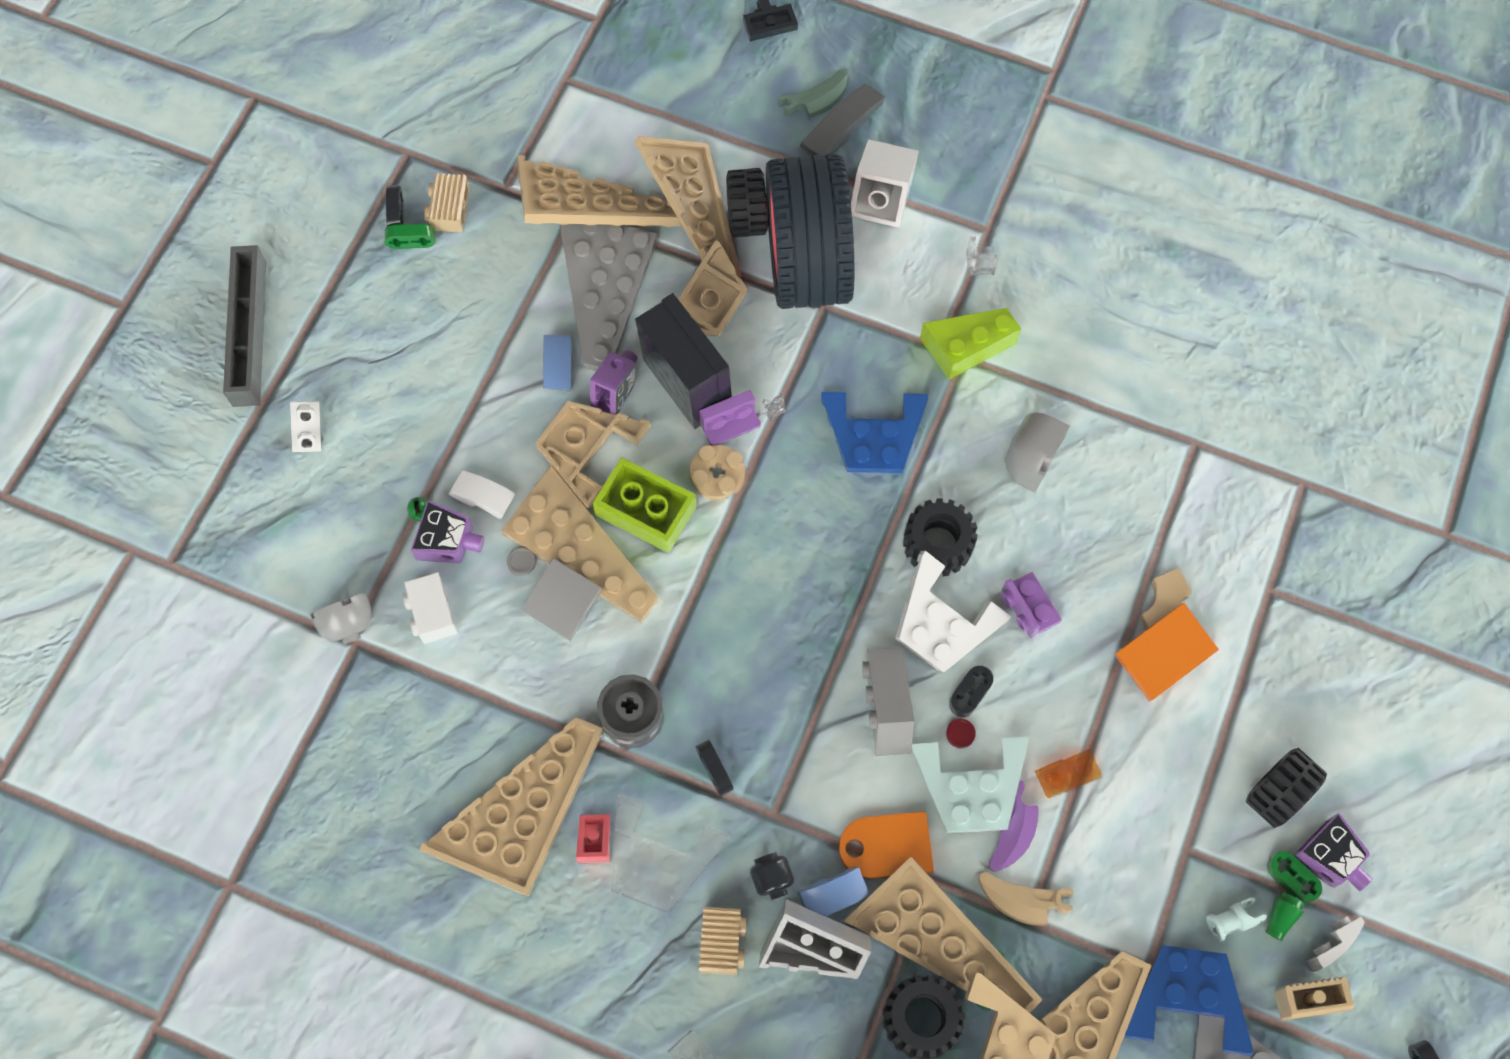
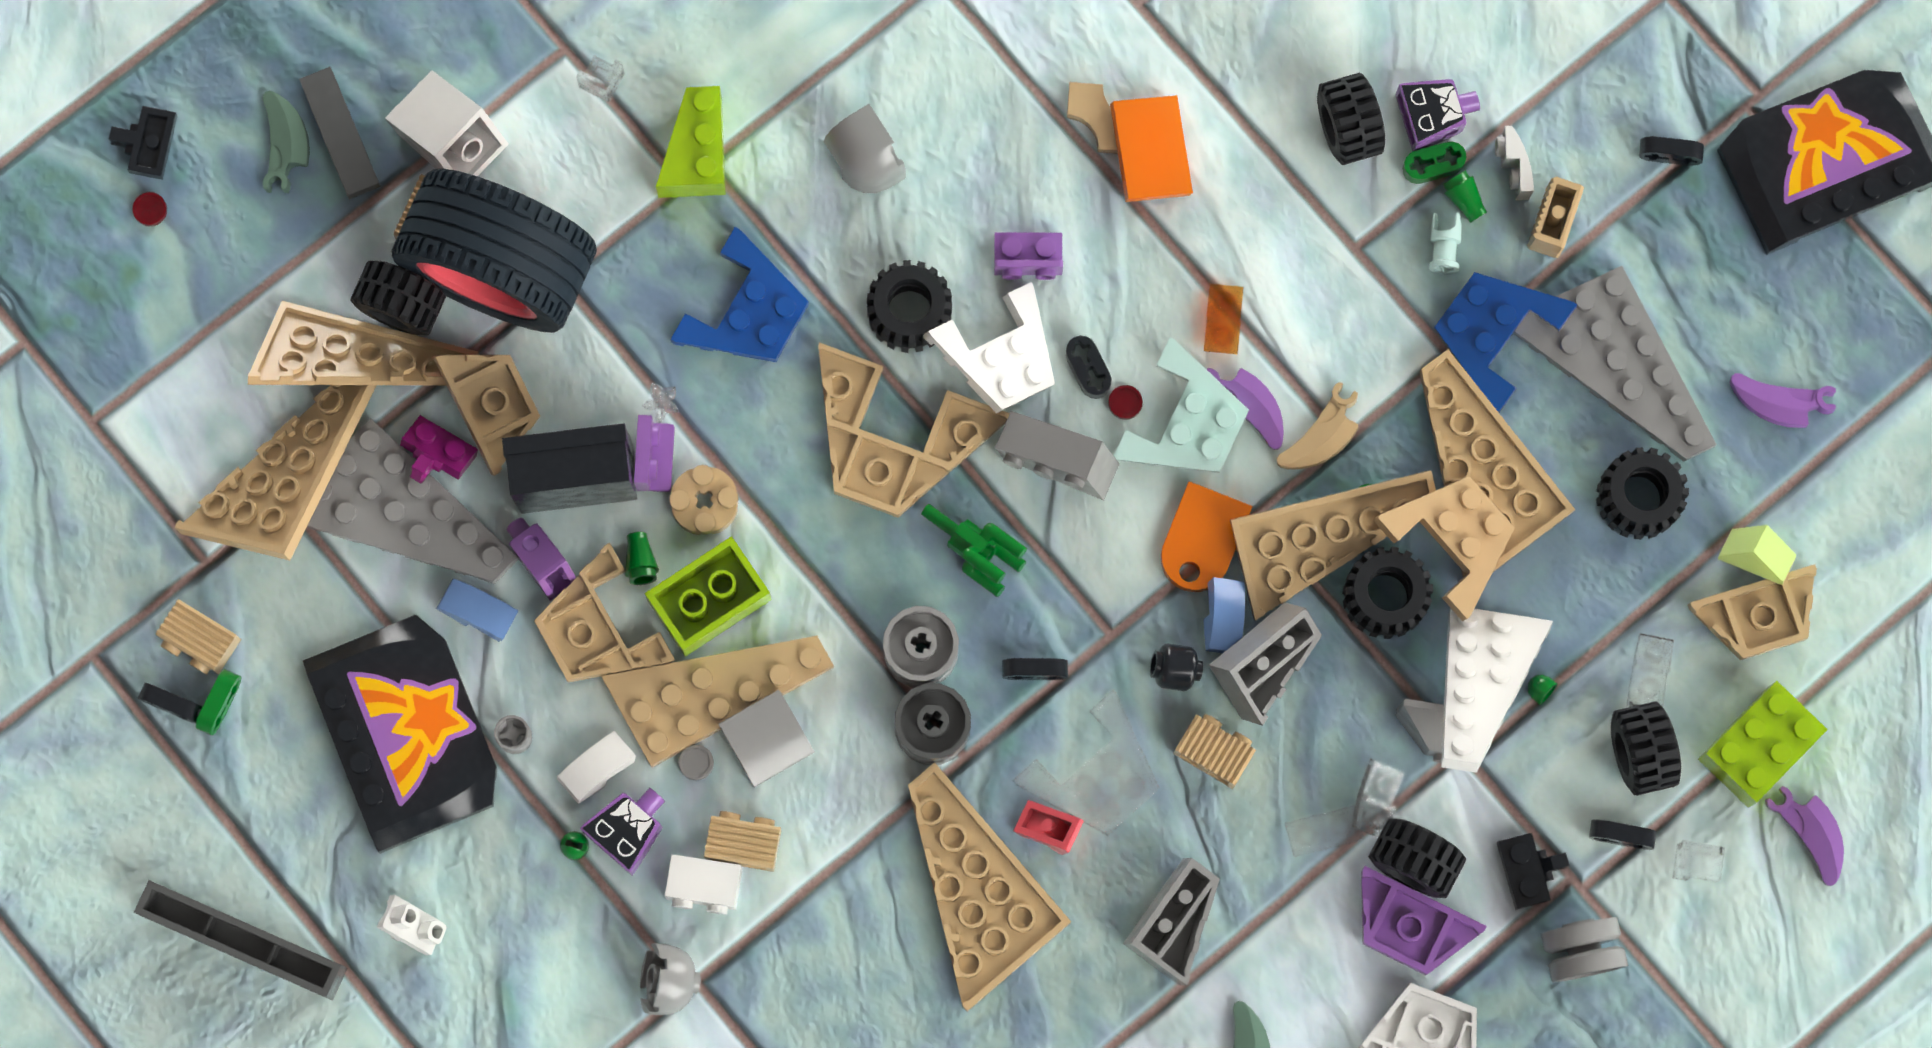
camera: 65 degrees left, 10 degrees up
(446, 359) = (404, 731): none -> black slope
(473, 620) = (743, 842): none -> tan brick
(480, 422) = (510, 729): none -> light grey wheel
(563, 978) = (1175, 920): none -> light grey wedge
(648, 450) = (640, 561): none -> green cone
(655, 280) = (436, 450): none -> magenta hinge
(682, 656) = (922, 626): none -> light grey wheel
(726, 44) = (149, 209): none -> dark red piece
(785, 677) = (978, 547): none -> green plant
(806, 580) = (878, 469): none -> tan wing

